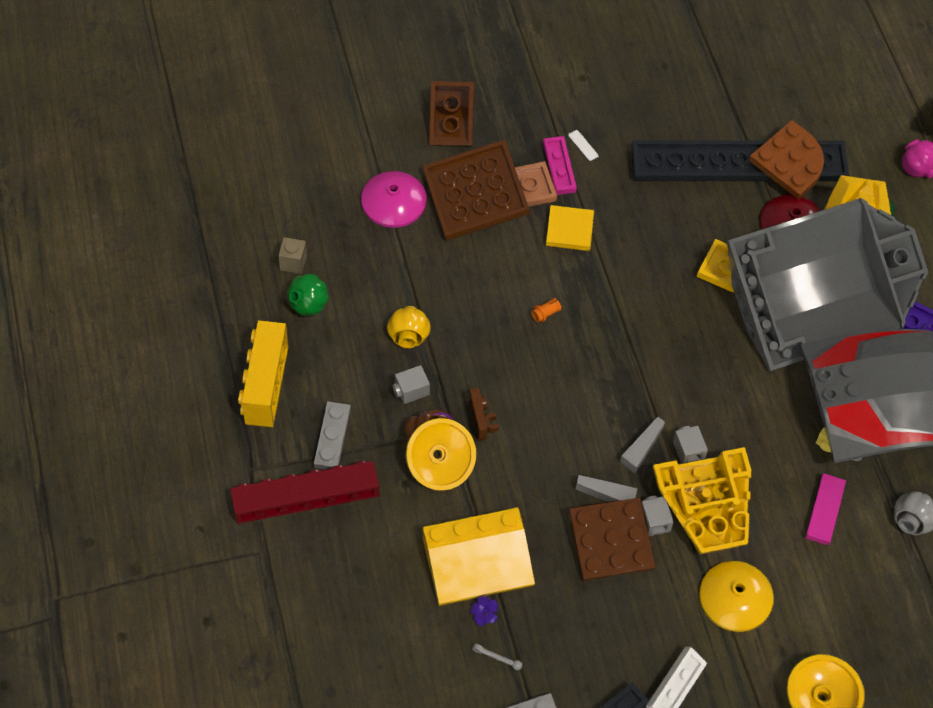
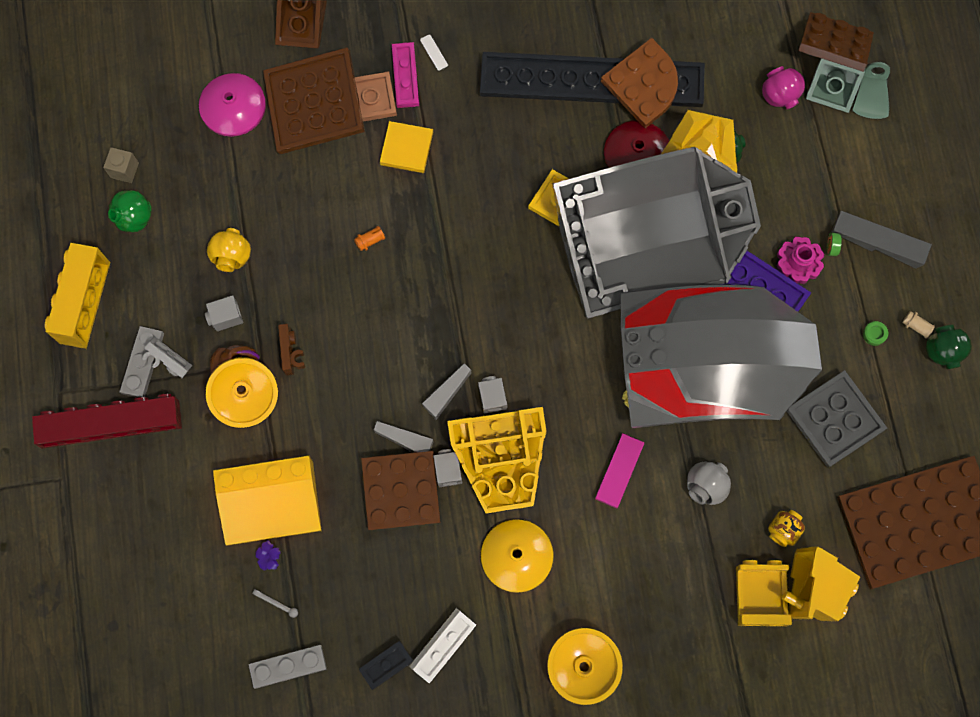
camera: 10 degrees right, 15 degrees up
(369, 434) = (175, 364): none -> light grey plate

